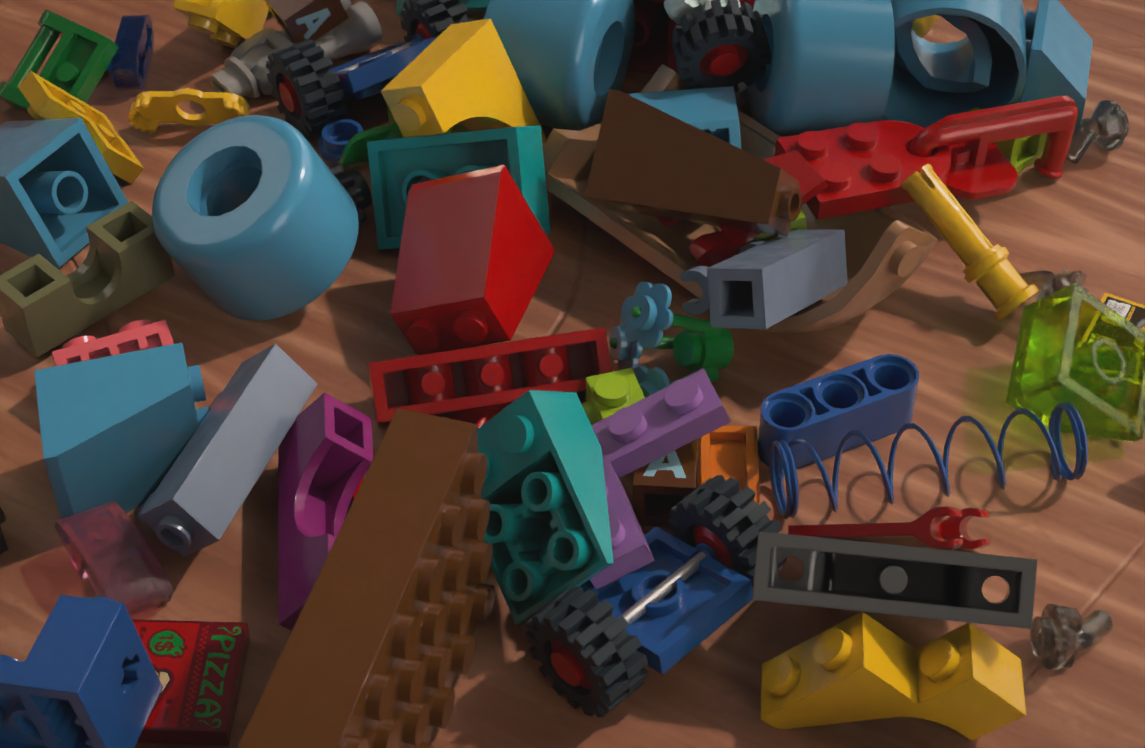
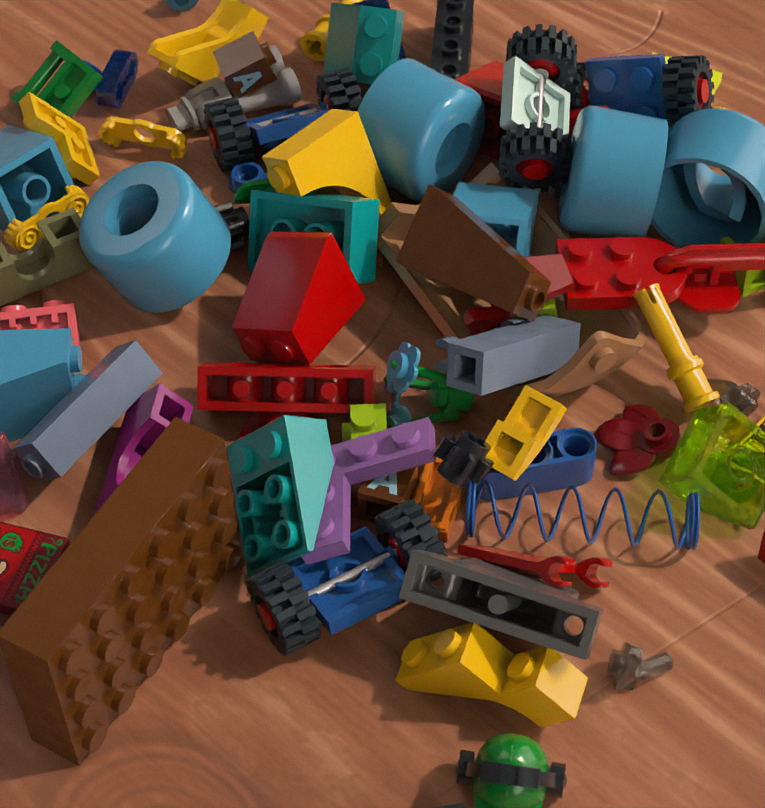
camera: 15 degrees right, 5 degrees up
(71, 247) = (25, 234): none -> yellow piece
(766, 412) = (463, 458): none -> black gear
(823, 370) = (523, 432): none -> yellow slope
(957, 359) = (638, 439): none -> dark red plate

